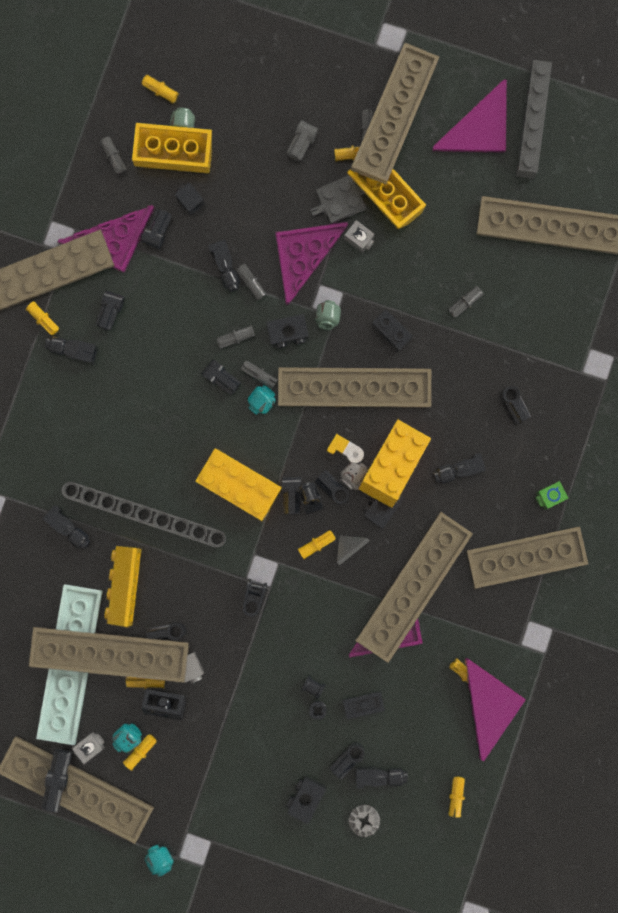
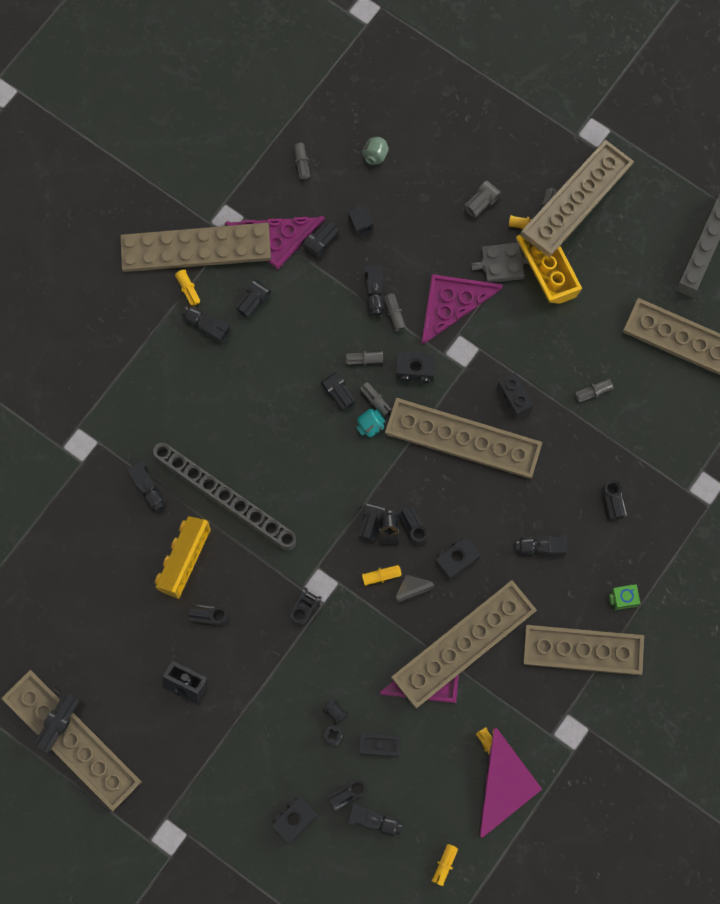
camera: 15 degrees right, 10 degrees down
(66, 688) = (106, 617): light aqua plate -> none
(89, 747) = (98, 702): light grey brick -> none
(109, 654) = (148, 616): dark tan plate -> none
(126, 738) = (138, 704): teal head -> none
(140, 752) = (146, 723): yellow axle -> none
(143, 682) = (174, 655): yellow axle -> none
(158, 860) = (130, 835): teal head -> none
(159, 88) = (364, 115): yellow axle -> none
(172, 148) = (359, 170): yellow slope -> none
(194, 669) = (221, 655): light grey brick -> none
(238, 484) = (324, 495): yellow brick -> none
(328, 315) = (458, 363): sand green head -> none
(346, 448) = (437, 492): leg -> none
(353, 475) = (437, 520): light grey head -> none
(359, 237) = (510, 301): light grey brick -> none
(362, 811) = (345, 850): light grey gear -> none
(394, 463) = (480, 518): yellow brick -> none
(481, 128) = (655, 237): magenta tile -> none

